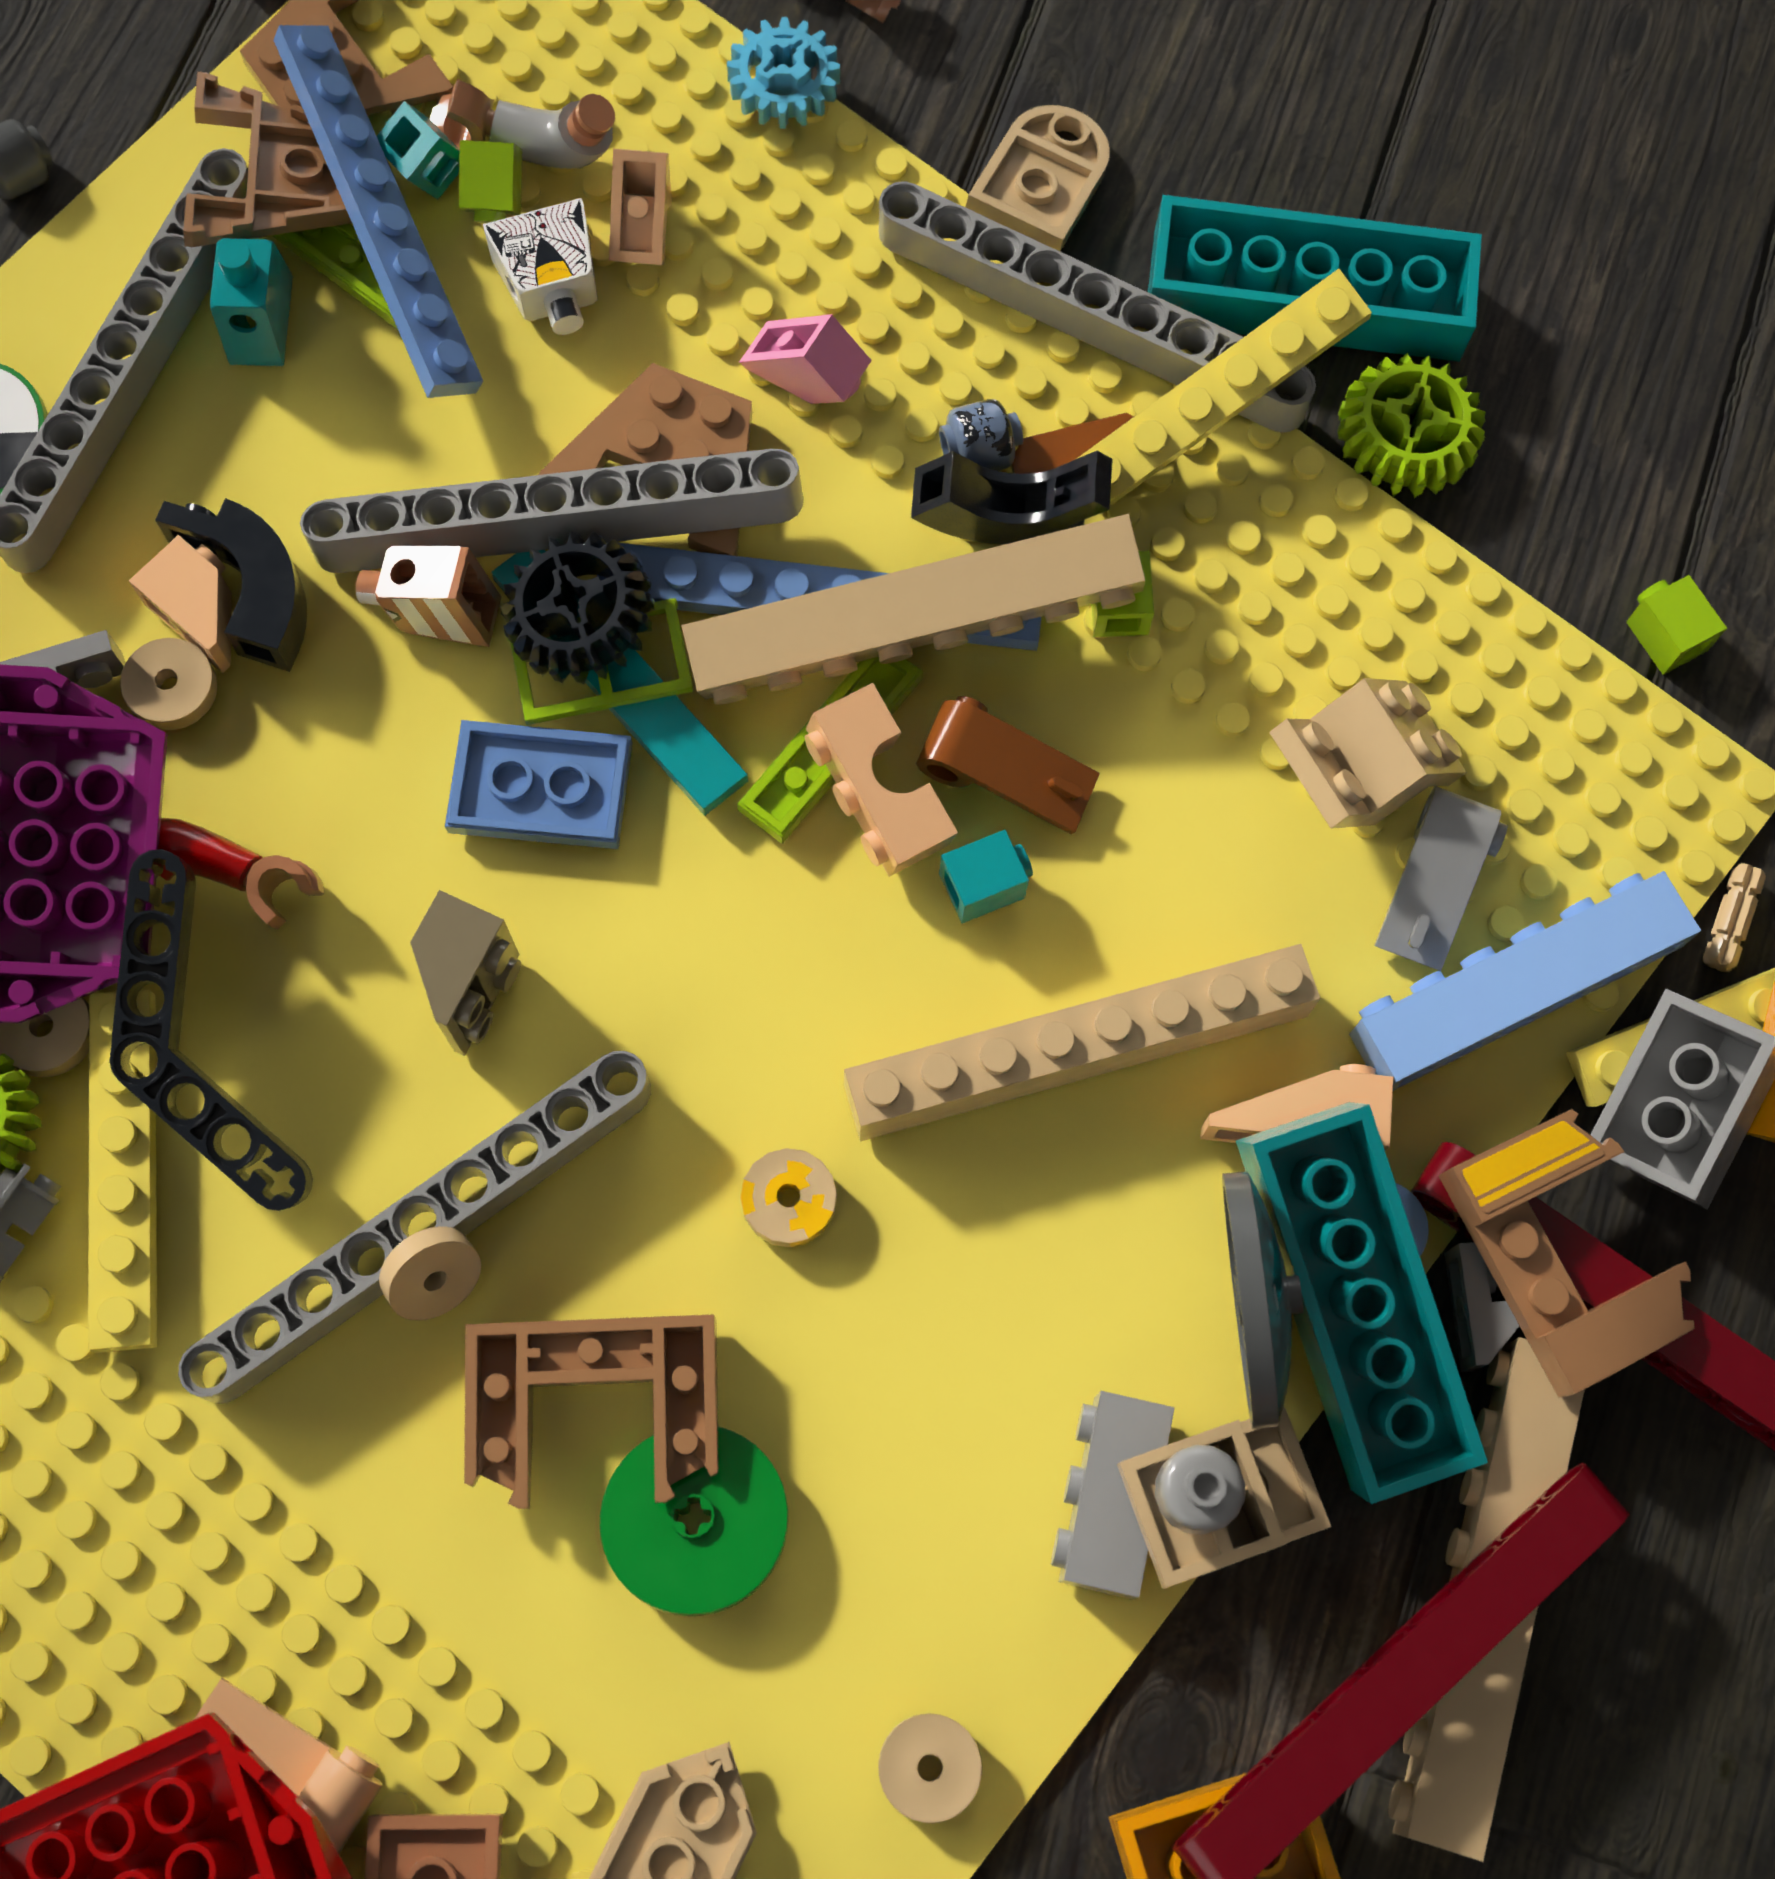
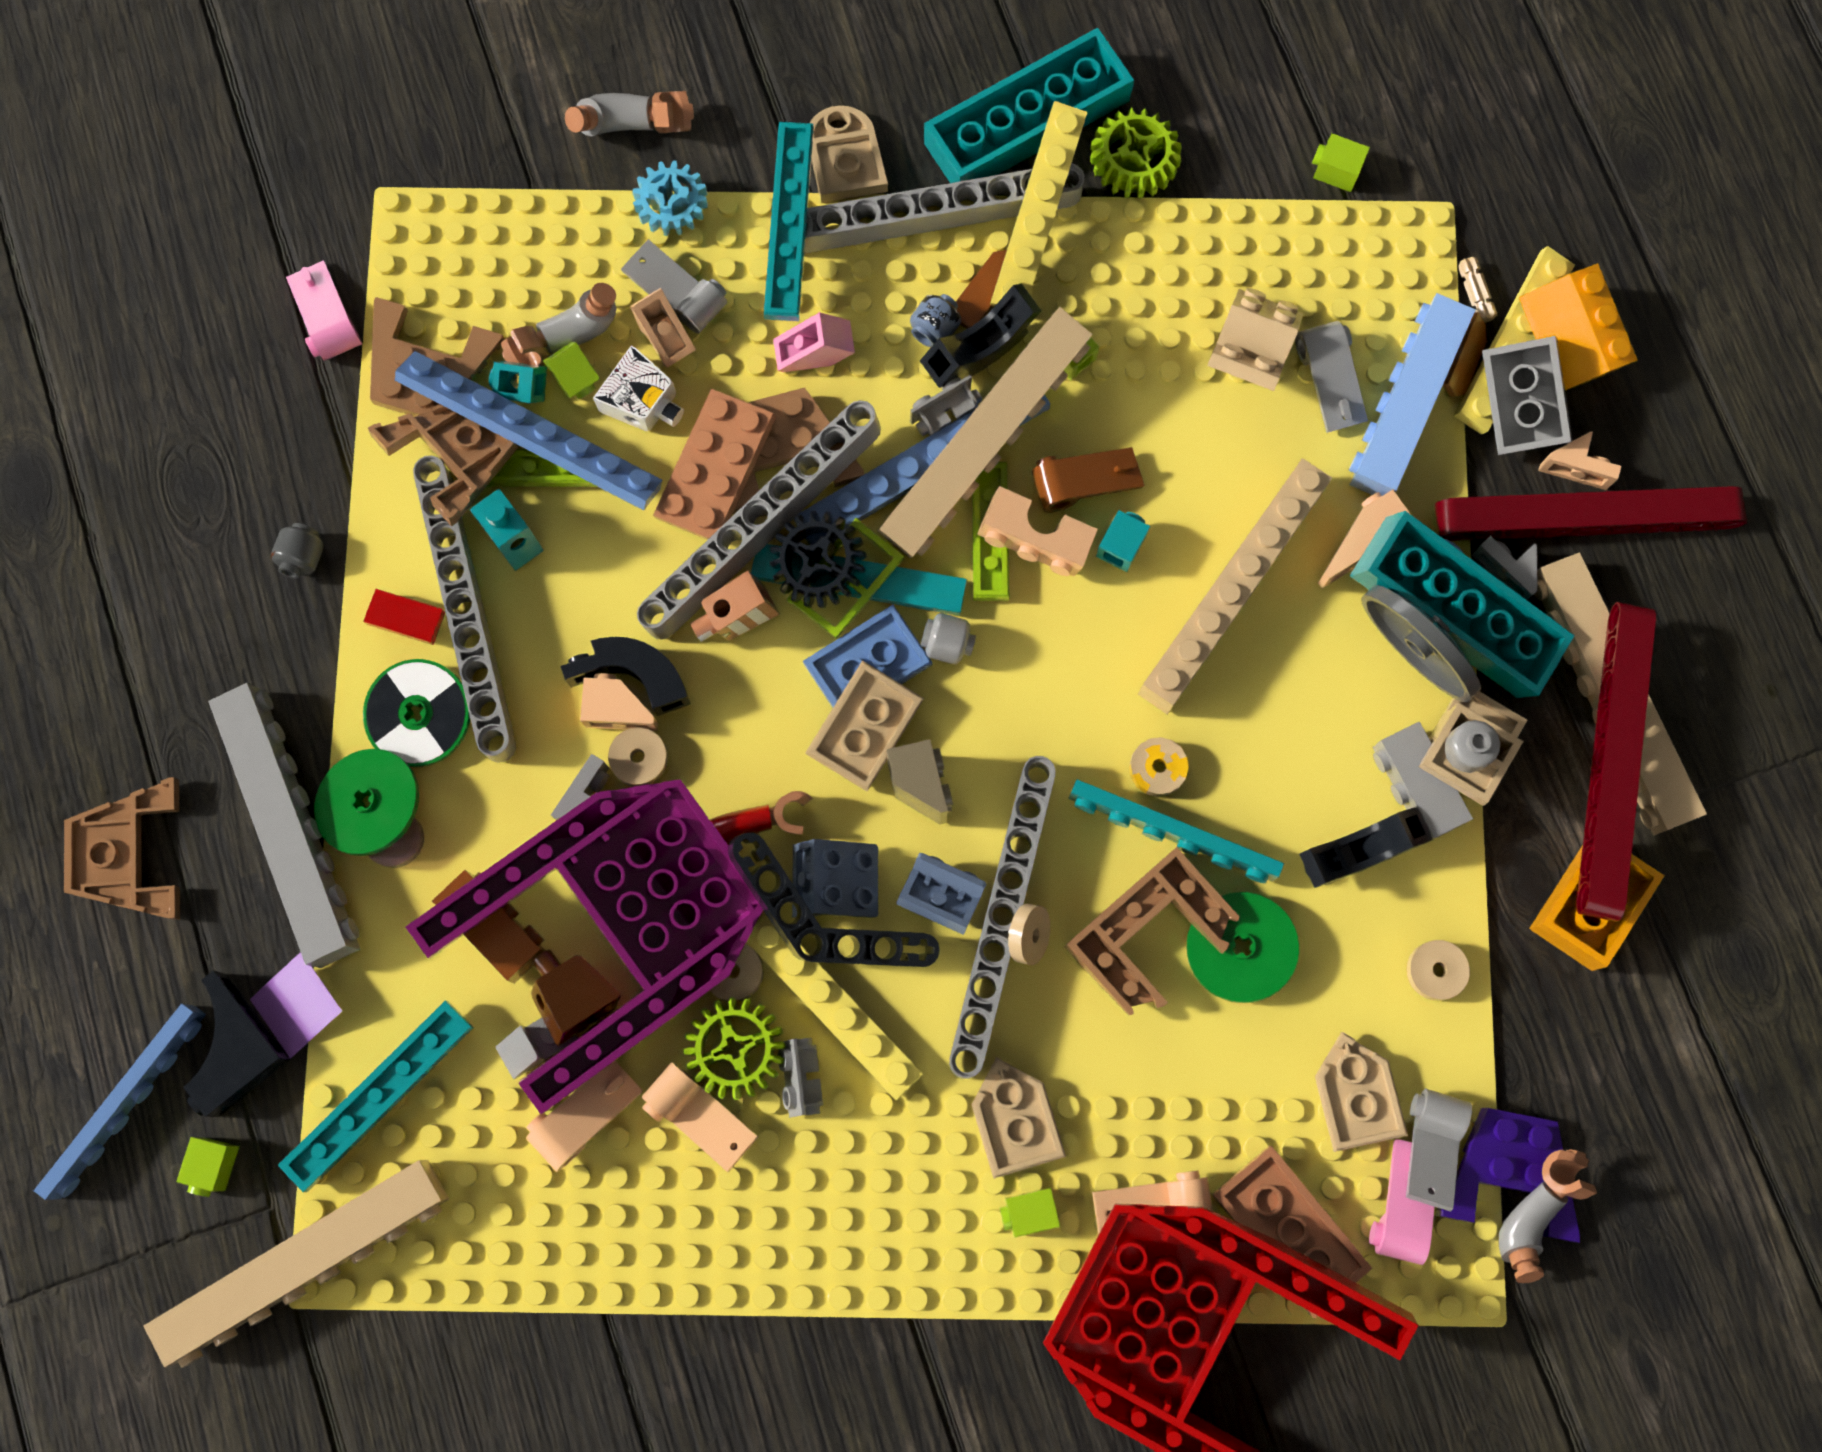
camera: 35 degrees left, 5 degrees up
(53, 317) = (404, 616): none -> red tile
(119, 1636) = (1030, 1212): none -> lime brick
(211, 1503) = (1015, 1121): none -> tan tile
(265, 1016) = (836, 877): none -> sand blue bracket
(372, 1135) = (941, 893): none -> sand blue bracket
(471, 845) = (864, 725): none -> tan tile
(562, 407) = (714, 465): none -> nougat plate
(657, 827) = (947, 638): none -> light grey head
(700, 177) = (691, 300): none -> light grey door
(742, 1320) = (1189, 838): none -> teal plate
(878, 538) = (932, 410): none -> light grey hinge
(892, 190) = (788, 221): none -> teal tile
(958, 1517) = (1366, 847): none -> black arch
(1568, 1340) = (1566, 550): medium nougat wedge -> none
(1640, 990) = (1466, 358): none -> dark orange piece
(1681, 1235) = (1574, 464): none -> light nougat slope

